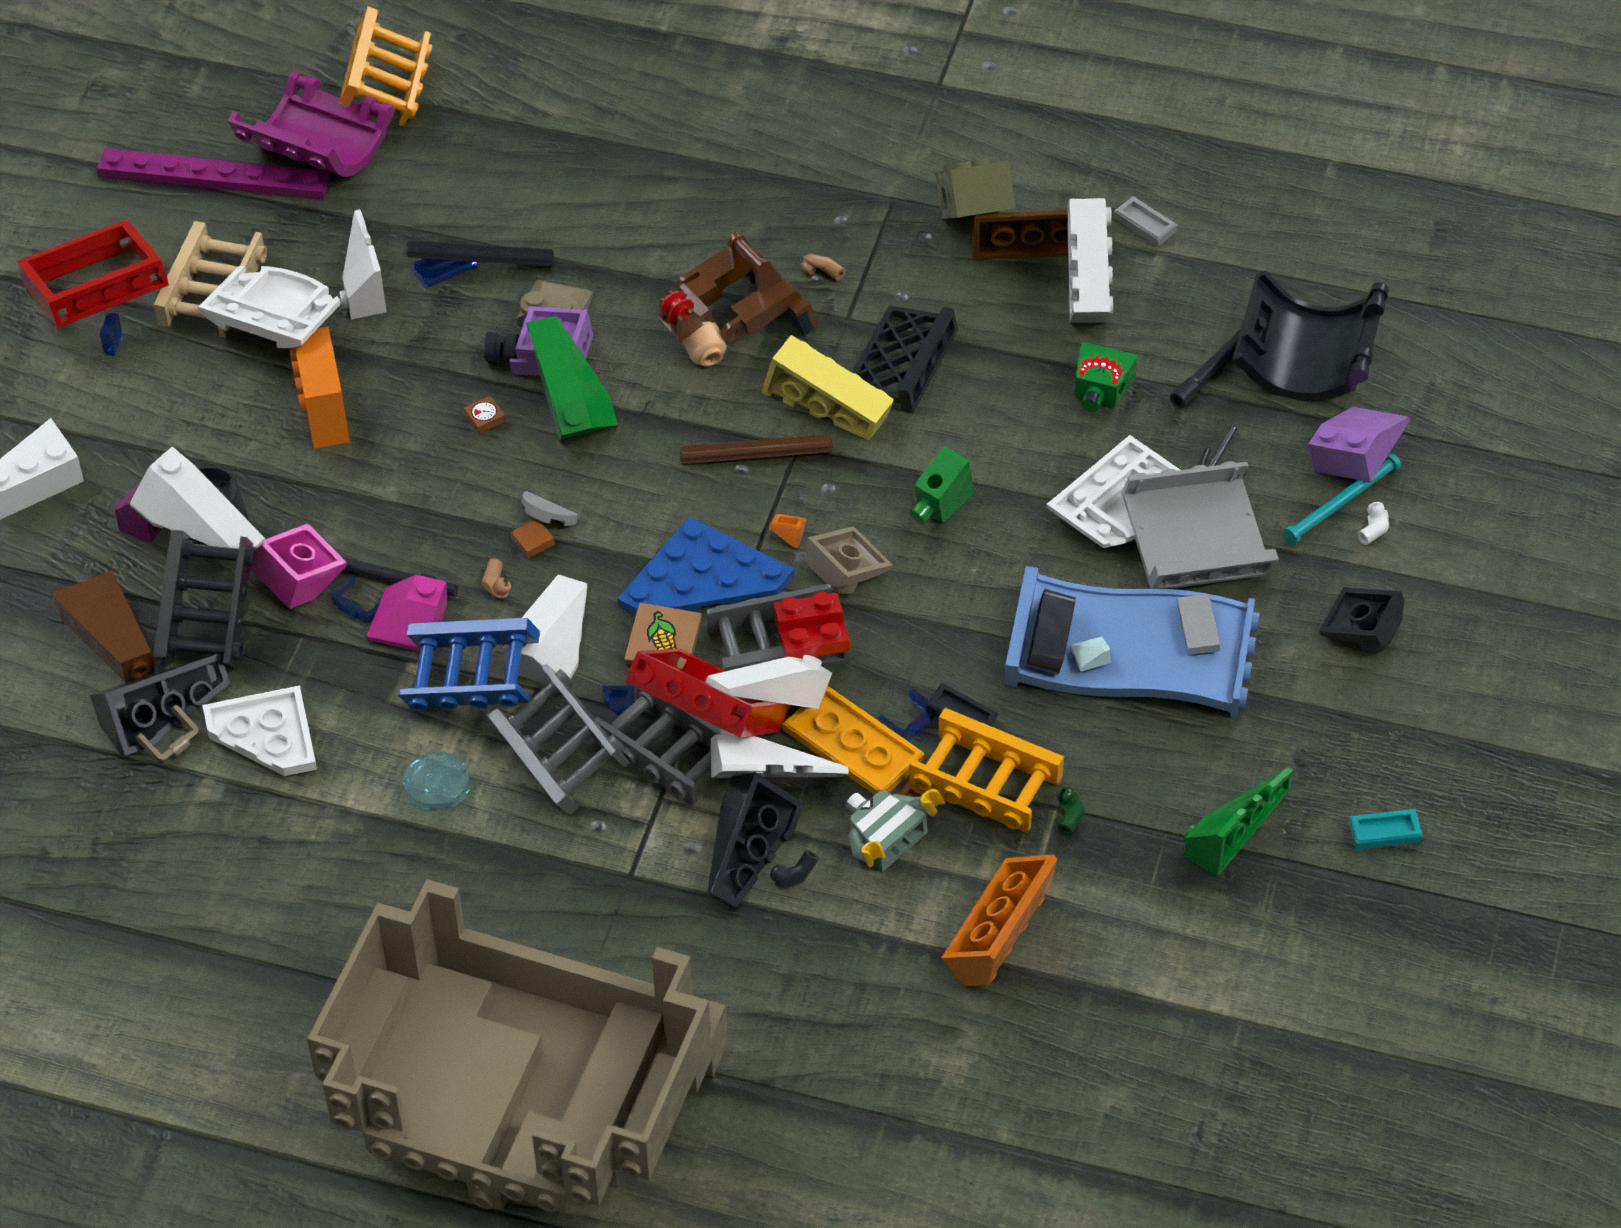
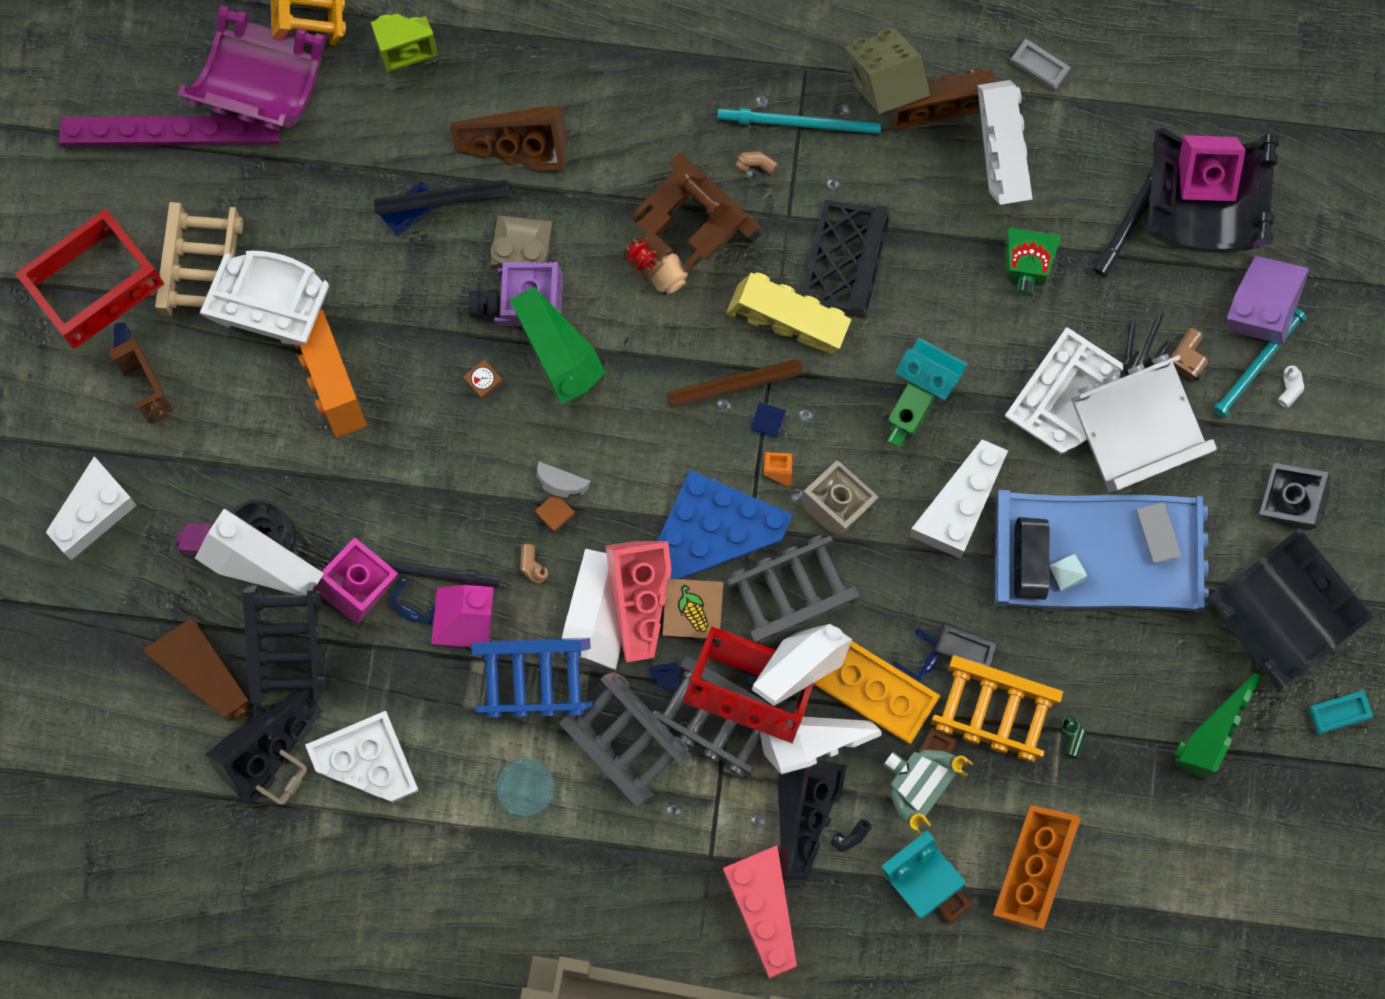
camera: 10 degrees left, 25 degrees up
(121, 362) = (130, 358): none -> reddish brown panel
(362, 275) = (338, 242): white wedge -> none
(474, 120) = (403, 40): none -> lime slope
(579, 217) = (523, 136): none -> reddish brown wedge
(607, 606) = (639, 586): none -> coral wedge
(677, 910) = (763, 906): none -> coral wedge
(785, 485) = (768, 420): none -> clear blue tile
(811, 625) = (824, 589): red plate -> none
(820, 227) = (746, 117): none -> teal bar
(866, 910) = (923, 875): none -> teal bracket
(898, 953) = (954, 907): none -> reddish brown tile
(972, 445) = (931, 368): none -> teal panel
(982, 578) = (956, 509): none -> white wedge
(1262, 486) = (1191, 362): none -> medium nougat piece
(1312, 317) = (1210, 167): none -> dark pink slope
(1342, 718) = (1289, 609): none -> black hinge

